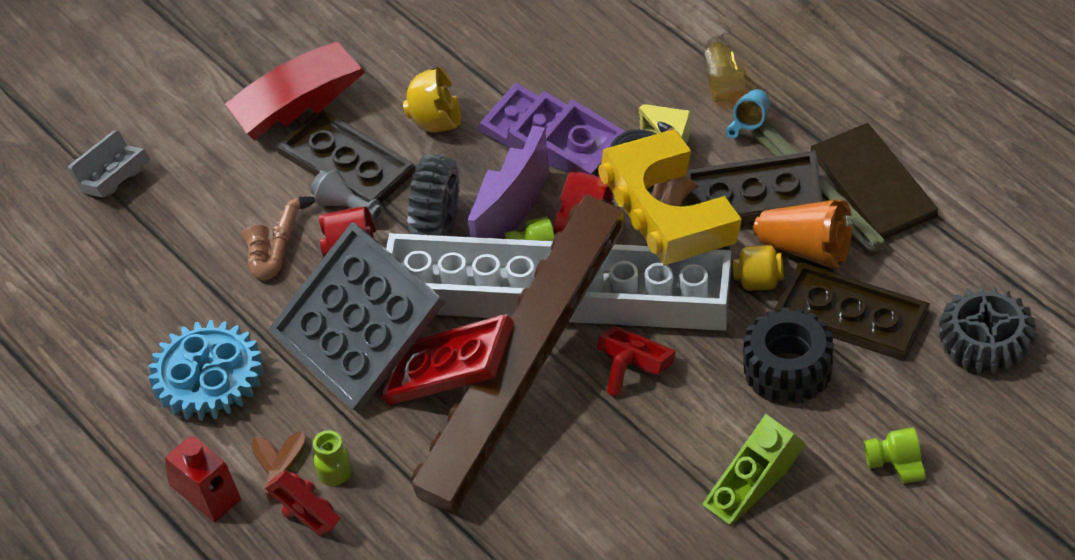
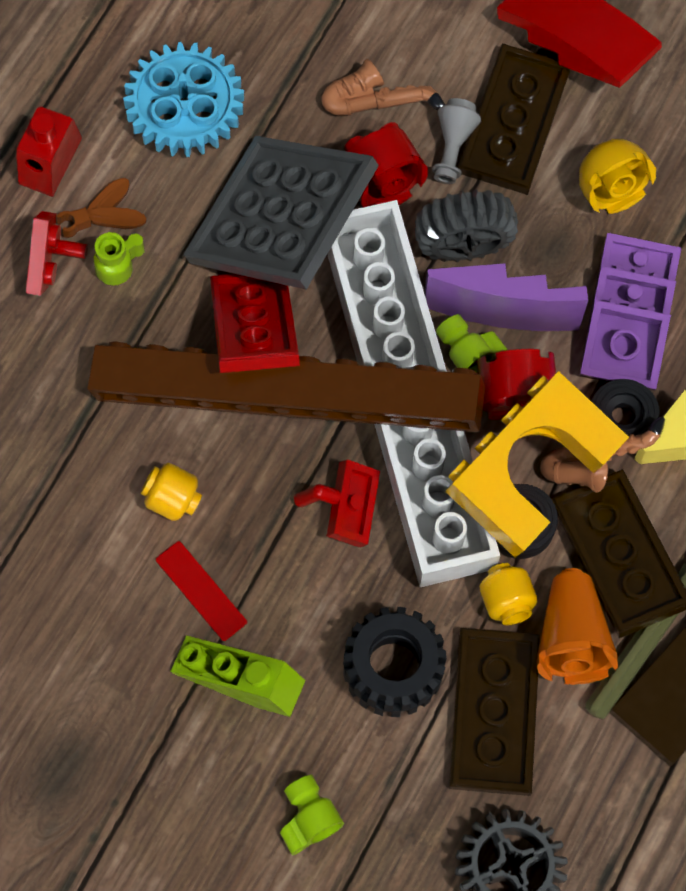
camera: 60 degrees right, 20 degrees up
(569, 473) = (171, 492): none -> yellow head
(664, 485) = (201, 591): none -> red sticker

